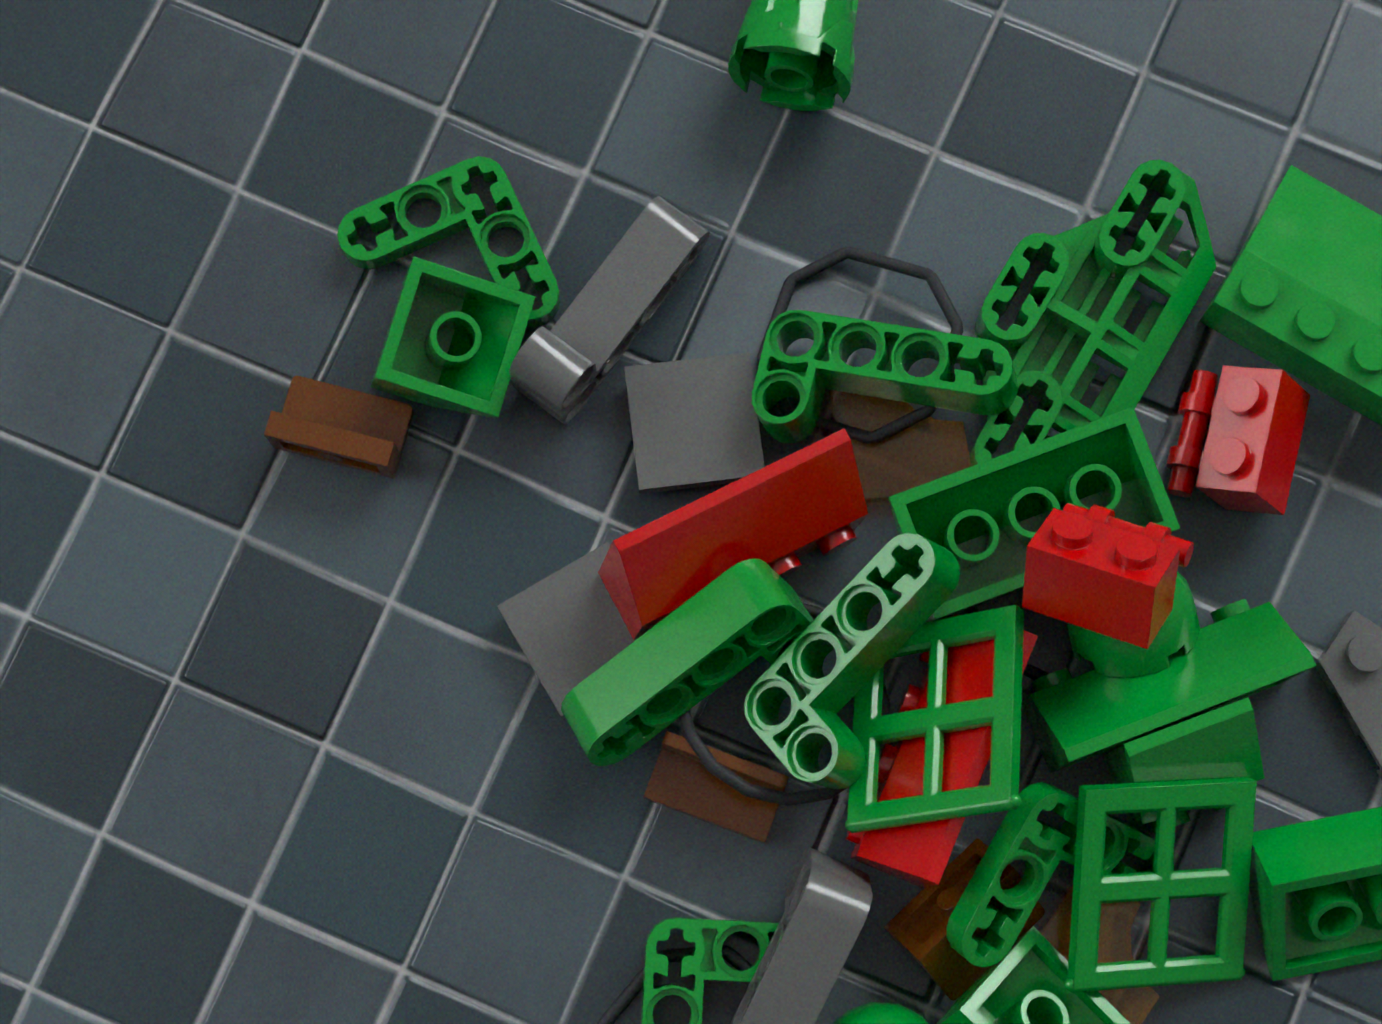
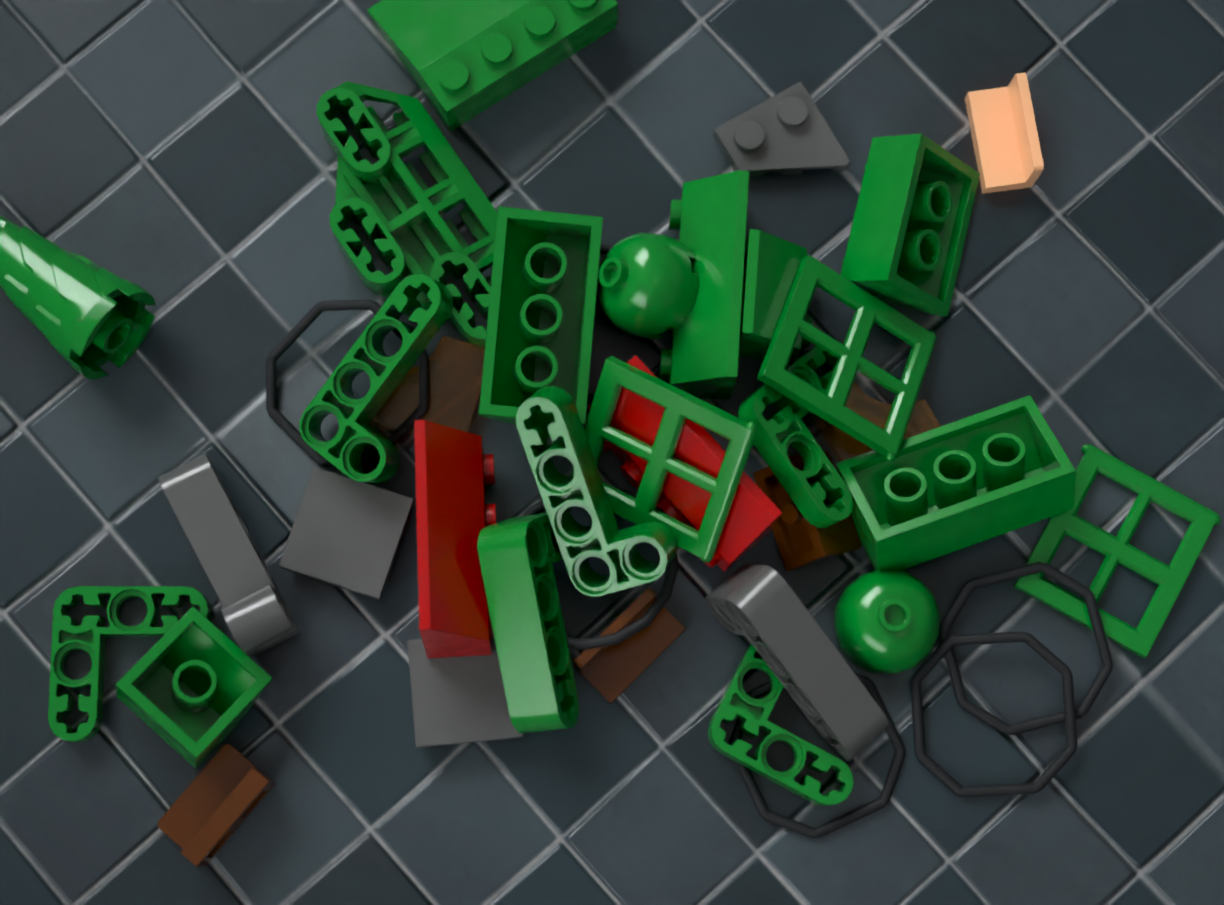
camera: 70 degrees left, 0 degrees up
(1104, 572) = (613, 284): red brick -> none
(1249, 438) = (557, 137): red brick -> none

